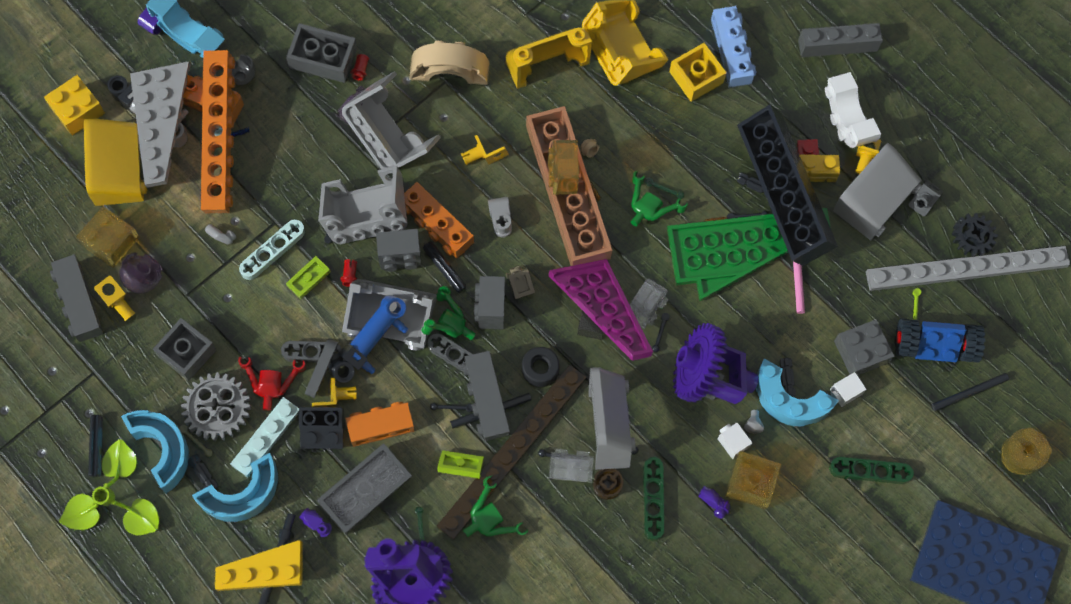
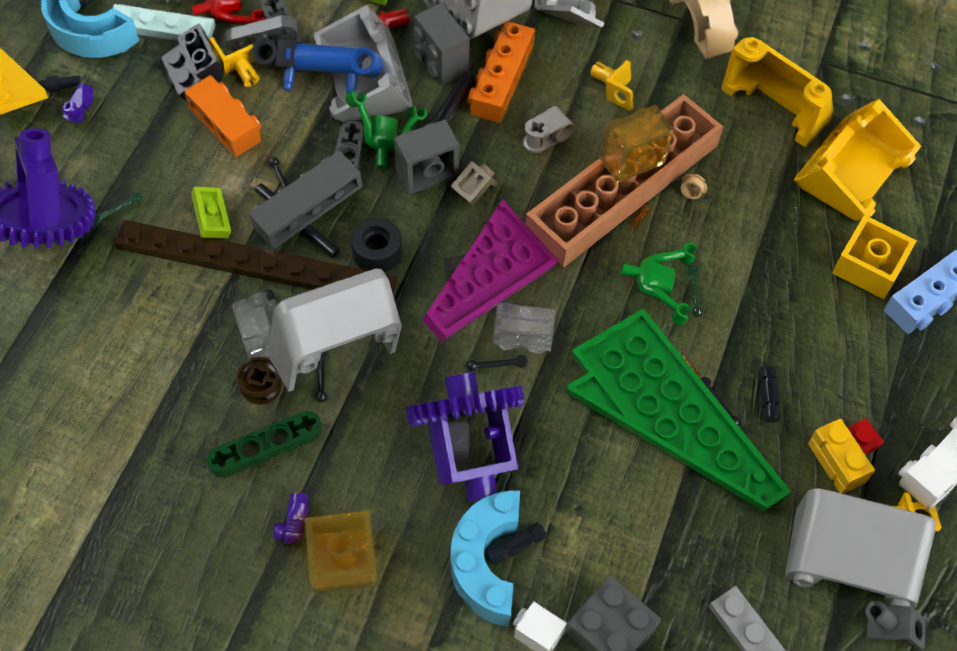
camera: 65 degrees right, 10 degrees down
(364, 488) = (135, 128): clear brick -> none
(488, 517) = (156, 266): green piece -> none
(734, 439) = (390, 507): white brick -> none
(754, 424) = (428, 525): light grey rock -> none
(787, 186) = (781, 418): black brick -> none
(800, 307) = (667, 502): bright pink bar -> none

